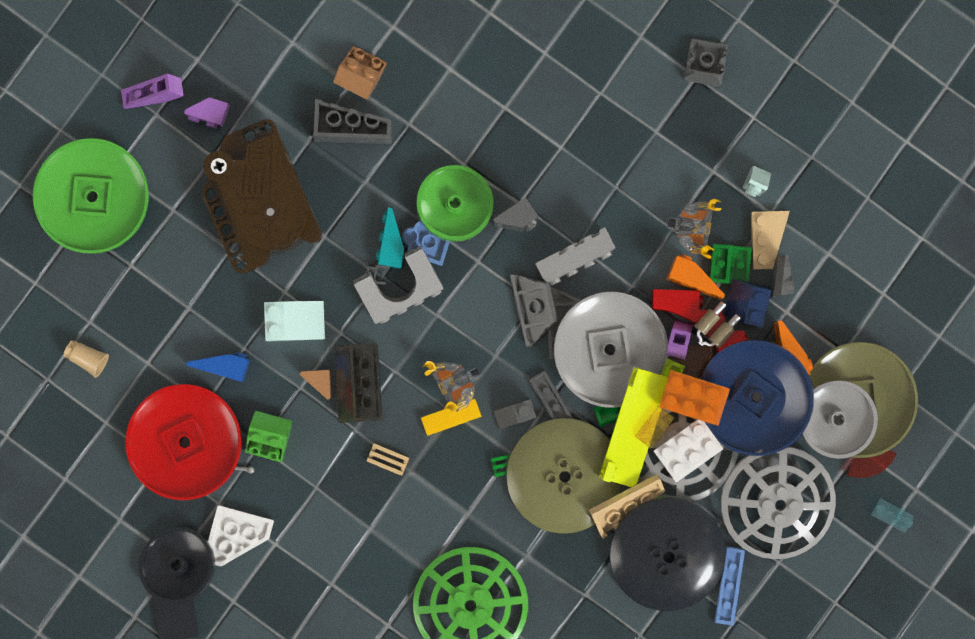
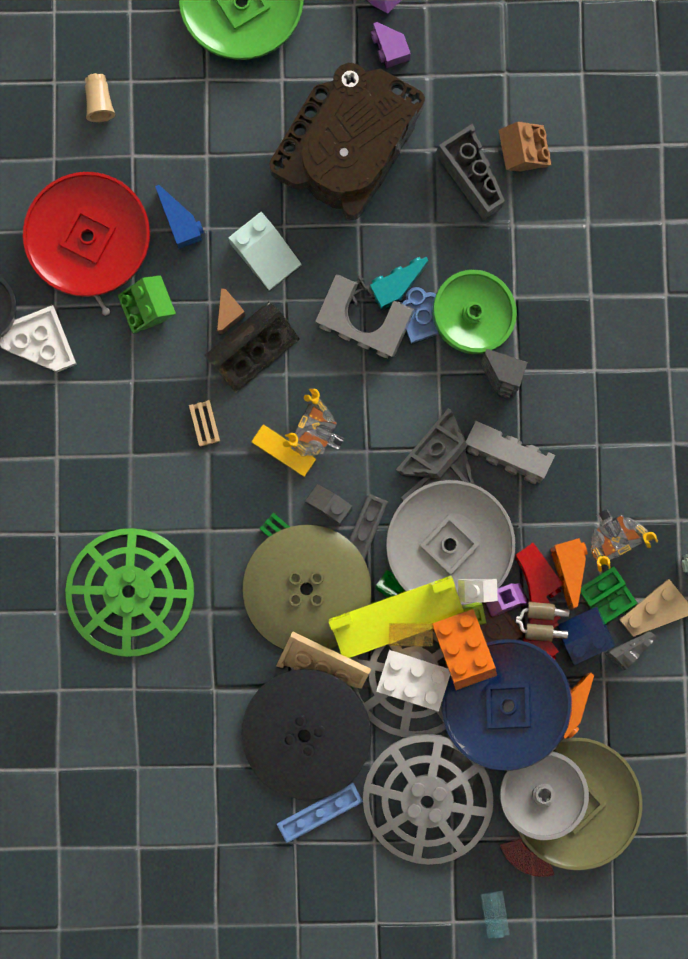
camera: 55 degrees right, 5 degrees down
(659, 356) = (477, 590): none -> white slope

